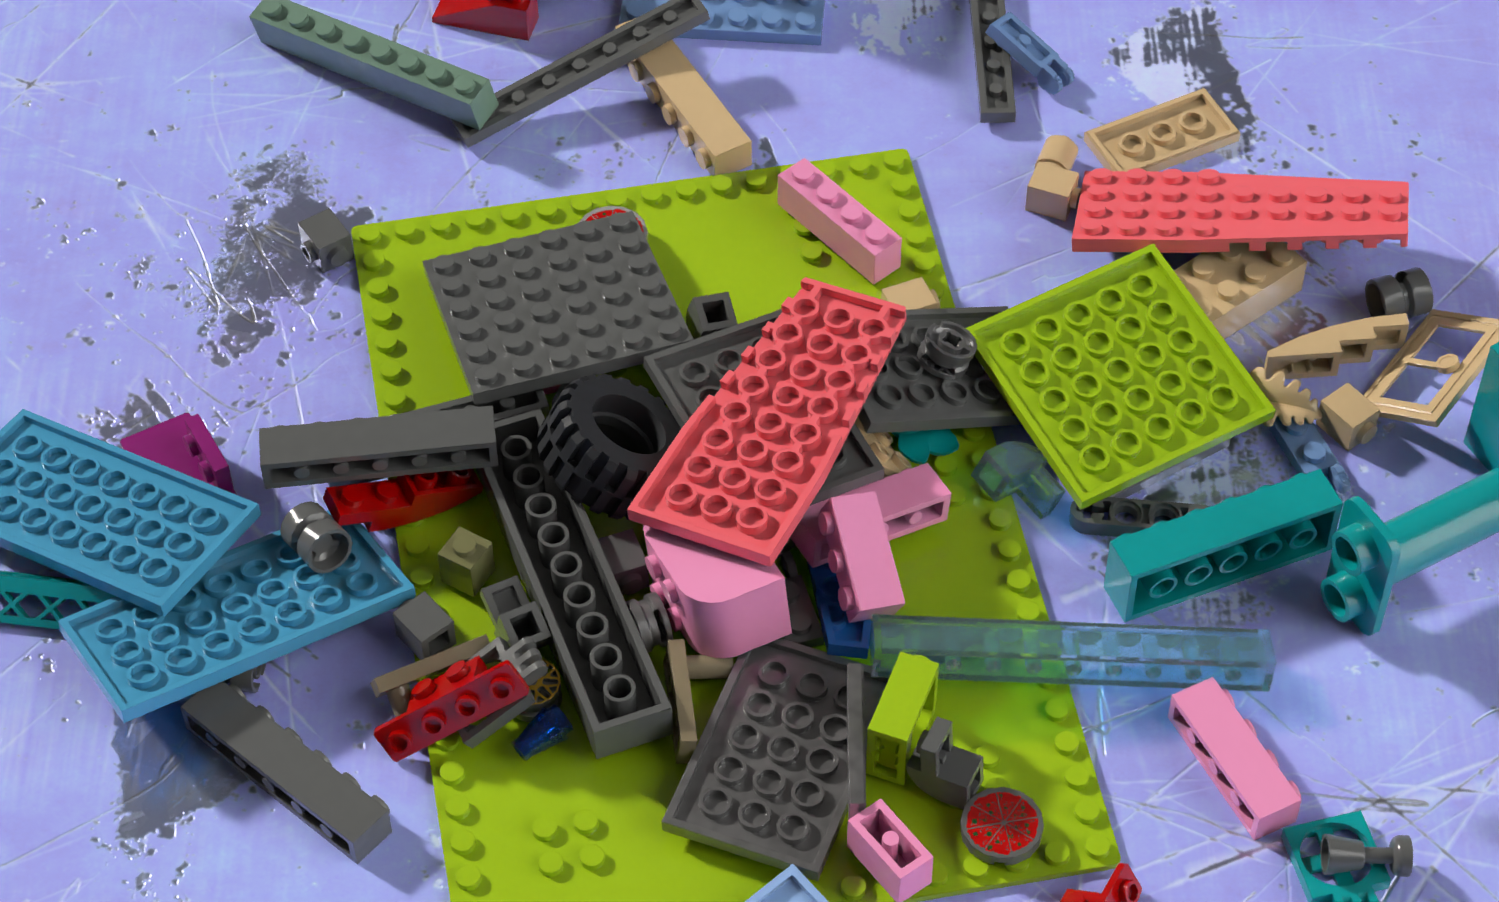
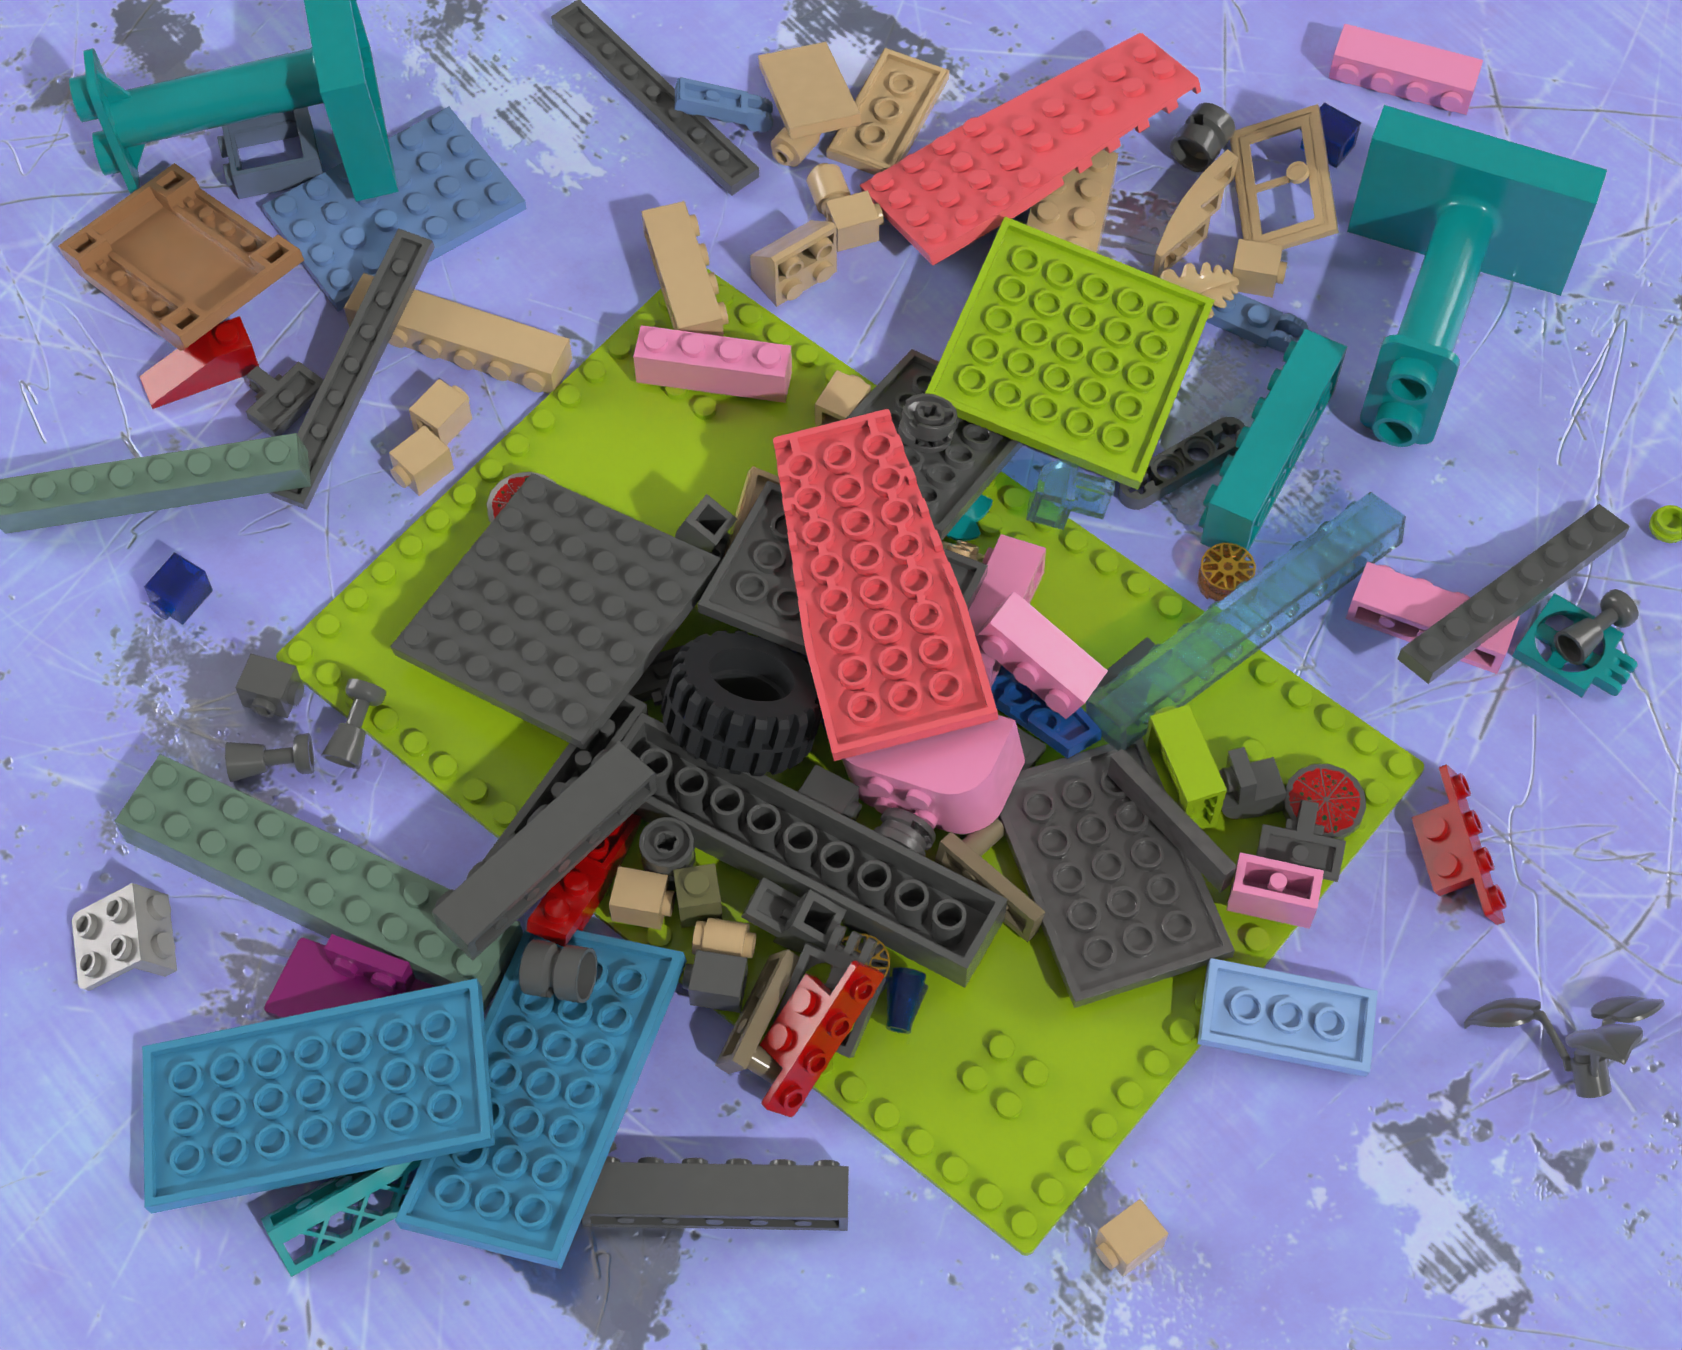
camera: 40 degrees left, 10 degrees up
(83, 332) = (123, 934): none -> light grey bracket
(223, 367) = (302, 873): none -> sand green brick
(266, 278) = (253, 759): none -> dark grey piece
(328, 142) = (177, 589): none -> clear blue brick
(342, 306) = (348, 739): none -> dark grey piece
(424, 534) = (641, 898): none -> tan brick
(457, 603) = (724, 937): none -> tan brick
(473, 509) = (667, 846): none -> dark grey wheel
(518, 62) = (282, 398): none -> dark grey hinge
(571, 161) = (420, 461): none -> tan brick
(618, 139) = (442, 410): none -> tan brick
(881, 145) = (682, 270): none -> tan brick
(950, 838) = (1303, 843): none -> dark grey hinge
(976, 193) = (796, 261): none -> tan slope
(1065, 111) = (792, 151): none -> tan brick
(1101, 607) = (1224, 570): none -> clear orange wheel
(1106, 79) = (809, 90): none -> tan tile
(1315, 778) = (1512, 593): none -> dark grey plate

